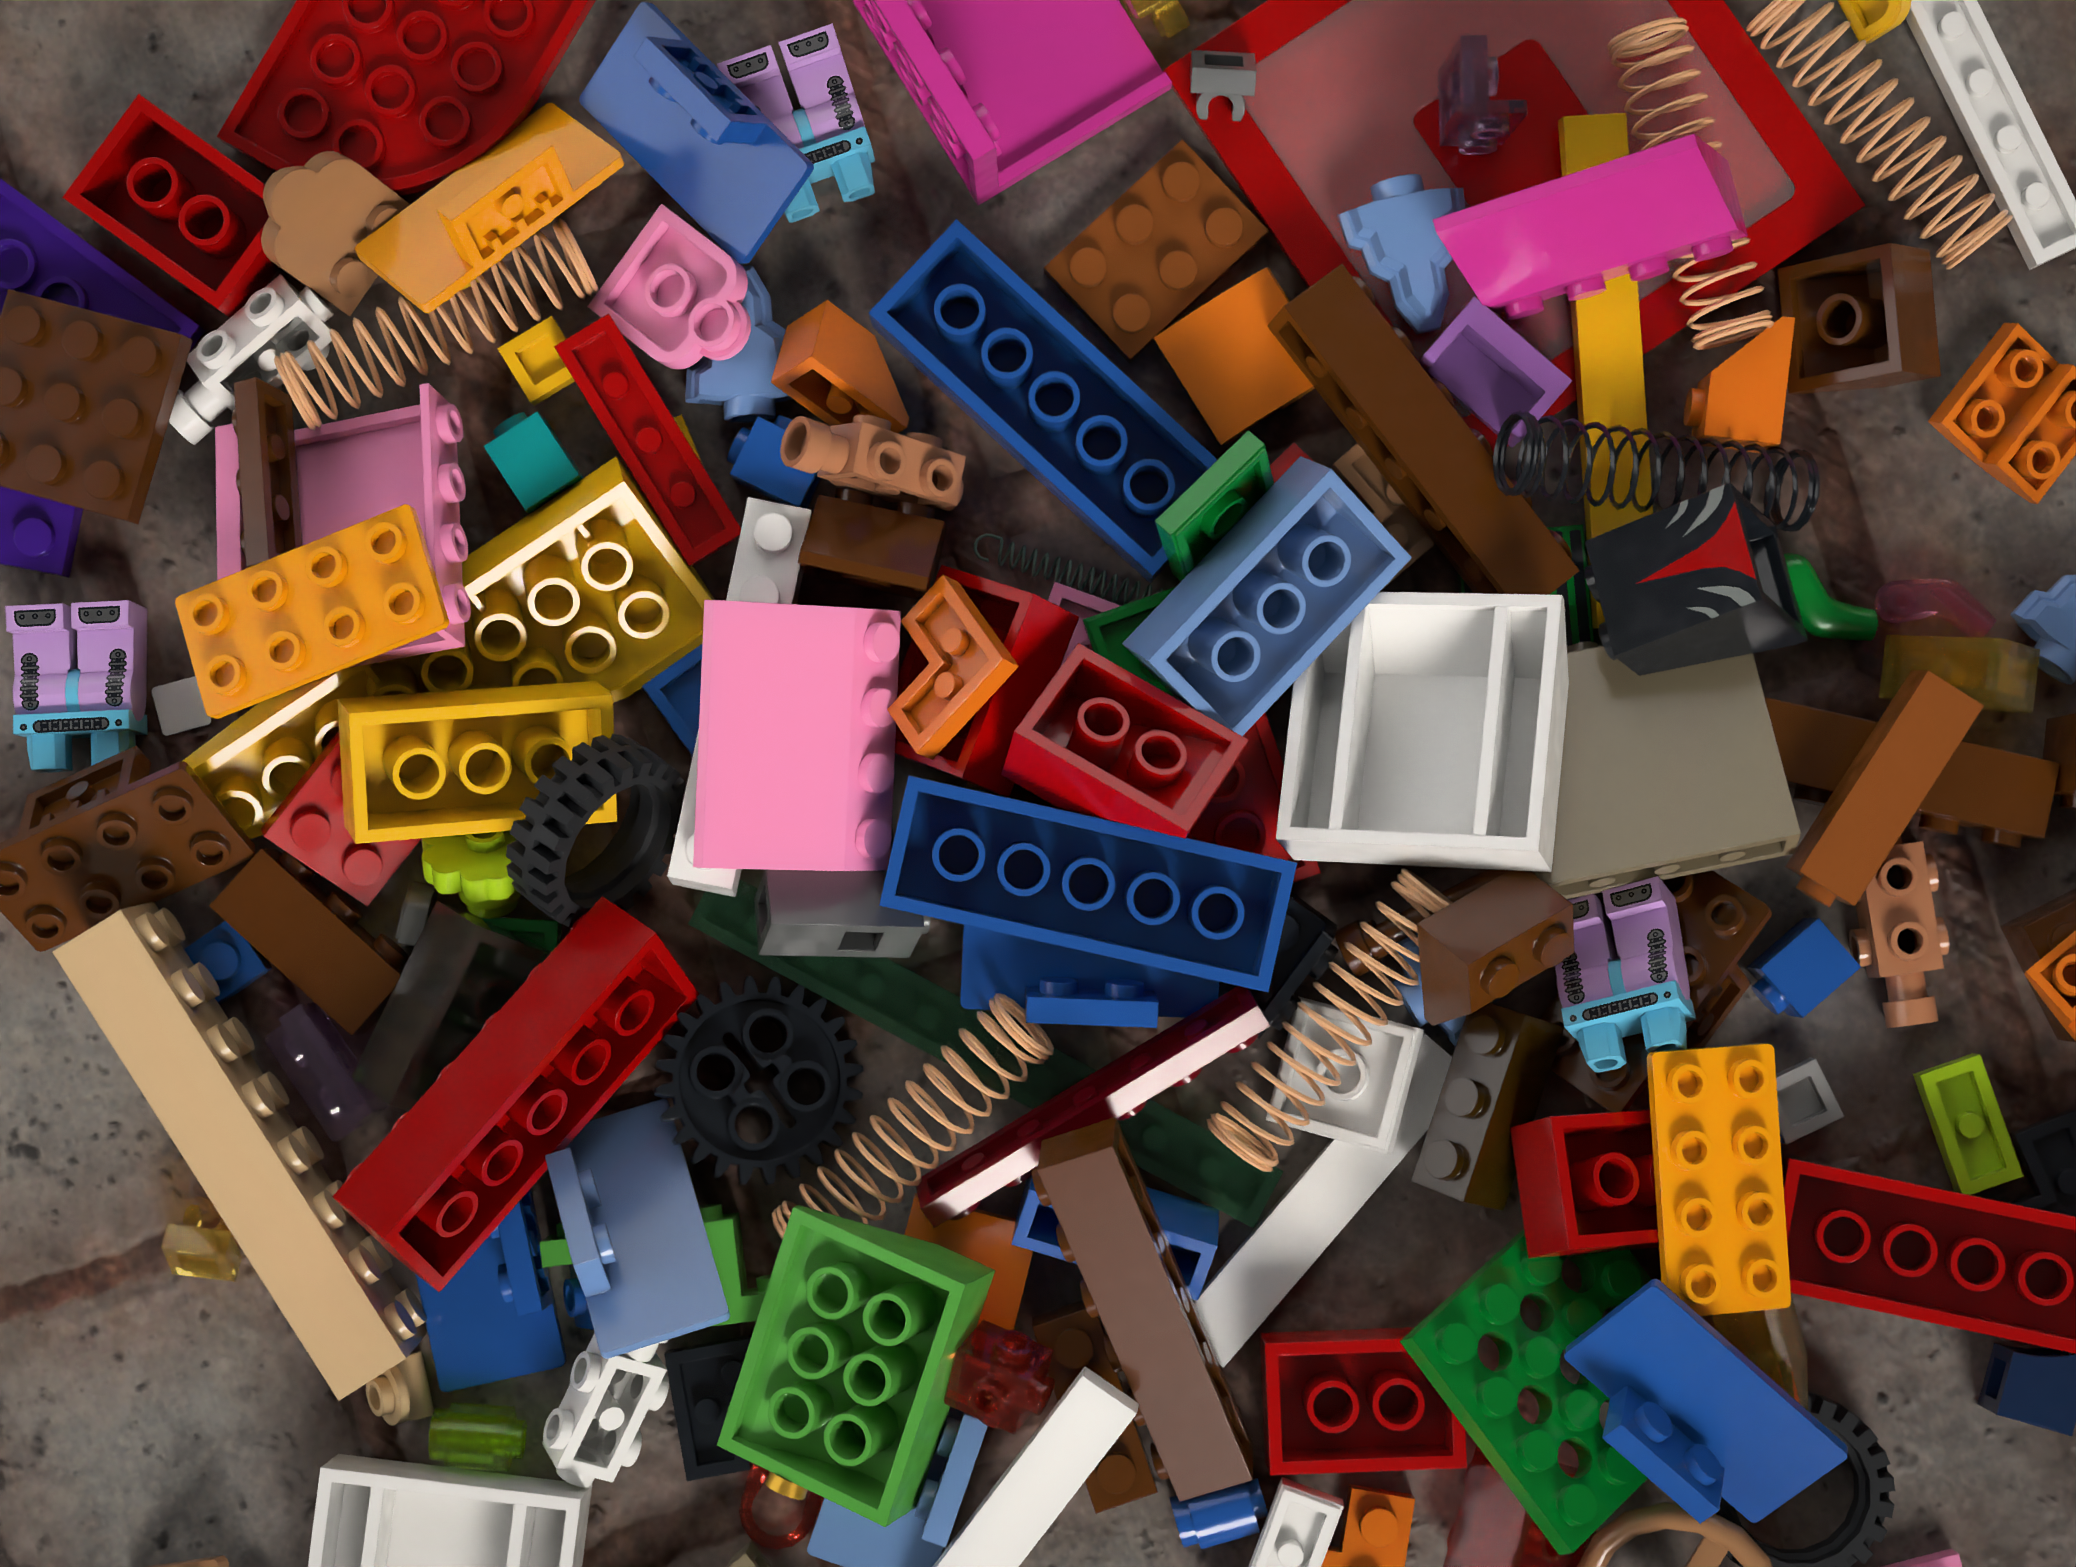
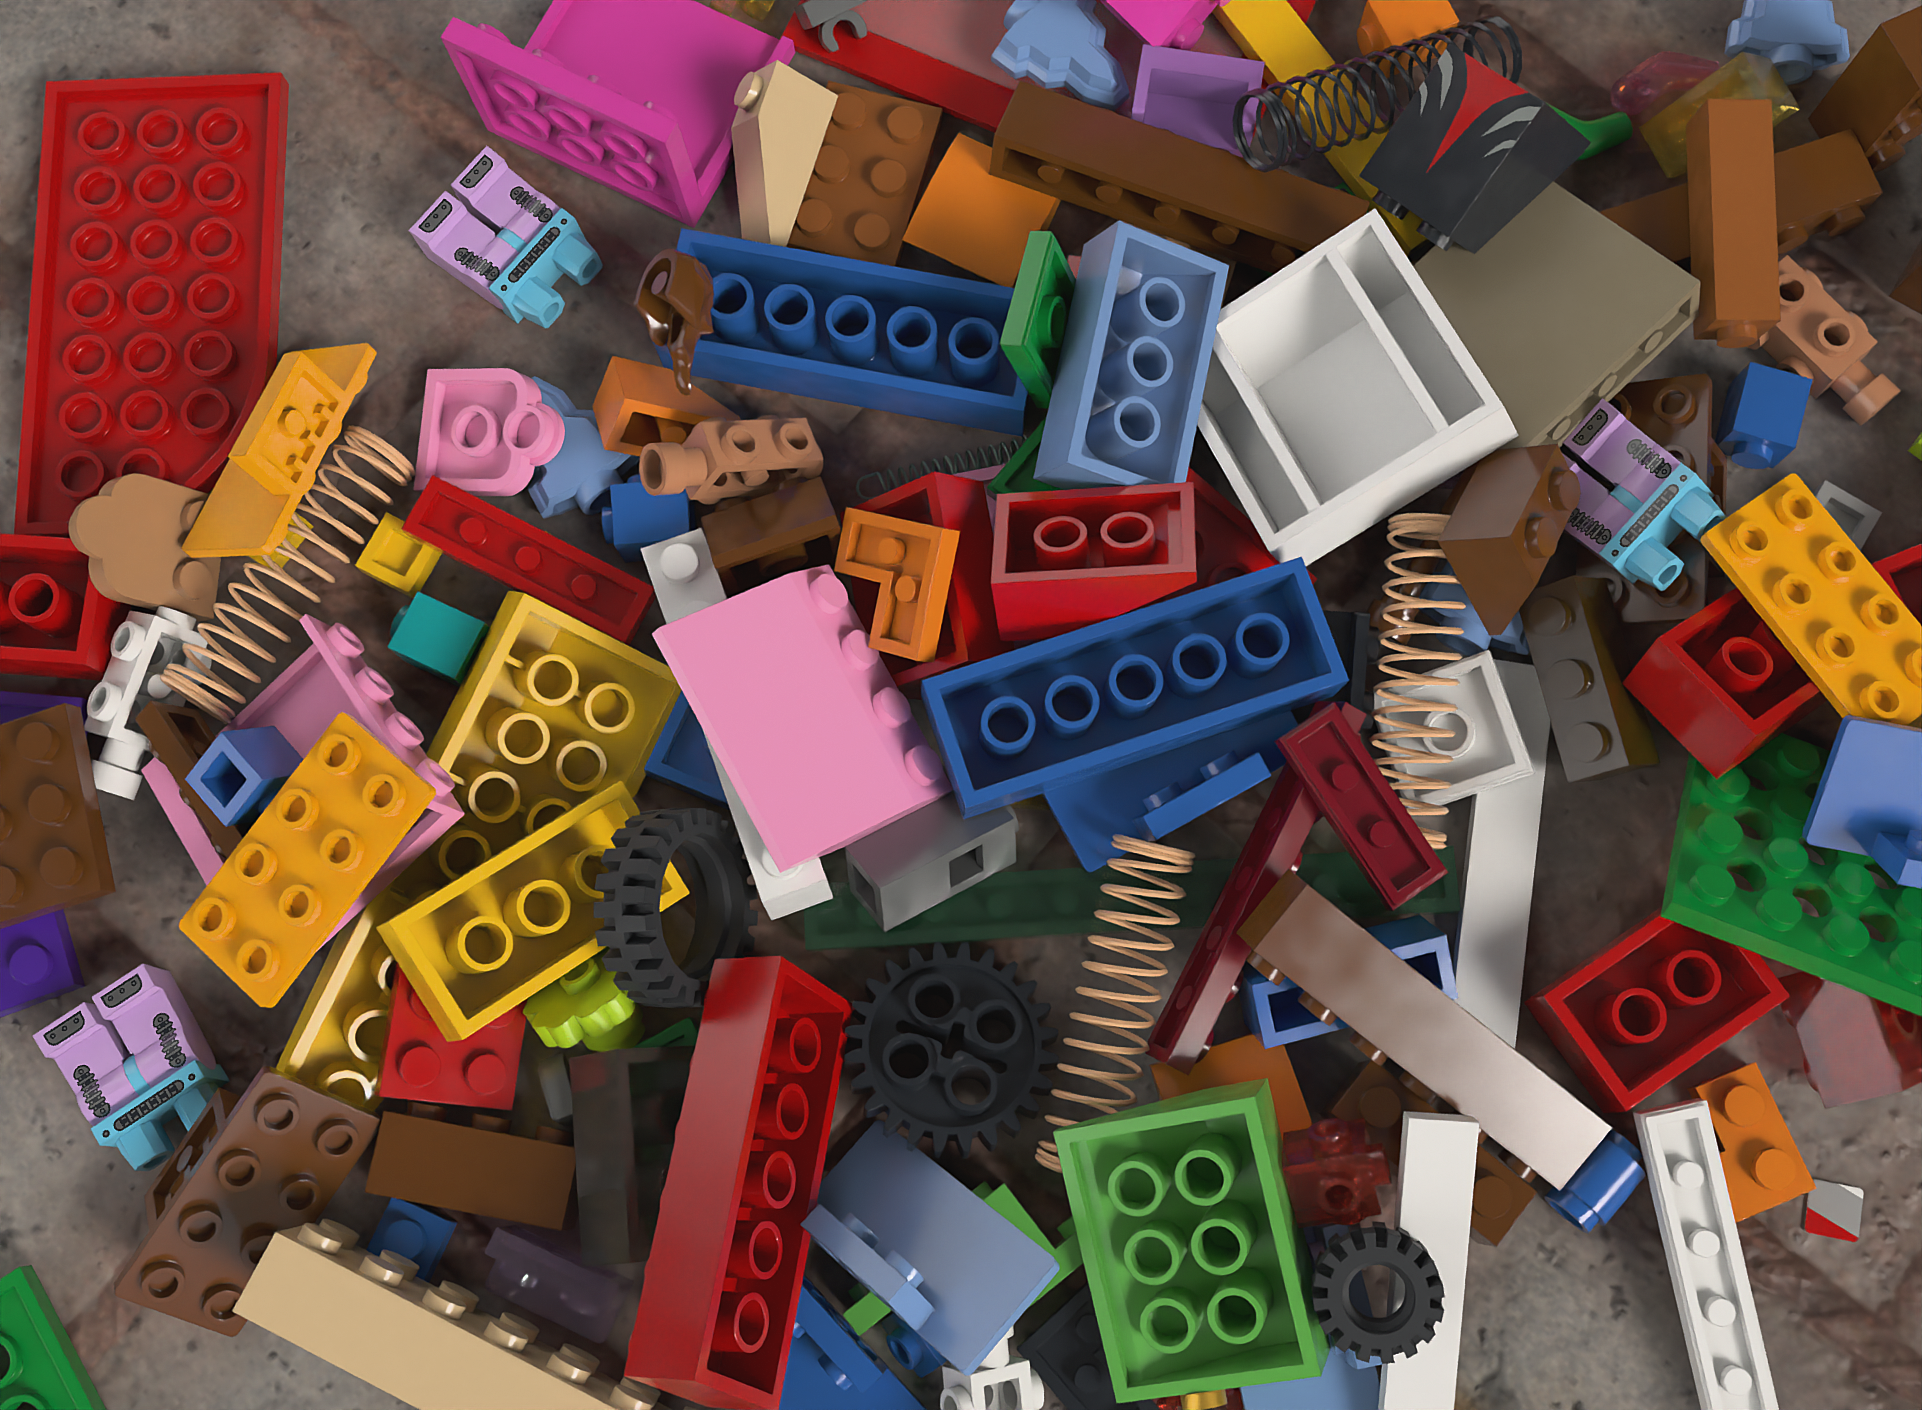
camera: 30 degrees left, 10 degrees down
(180, 706) = (246, 1037): white sticker -> none
(302, 500) = (243, 773): none -> blue brick
(695, 133) = (424, 293): blue bracket -> none
(911, 291) = (676, 304): none -> reddish brown piece
(949, 1524) = (1370, 1335): none -> black tyre
(1089, 186) = (776, 147): none -> tan slope
(1212, 1100) = (1361, 806): none -> dark red tile

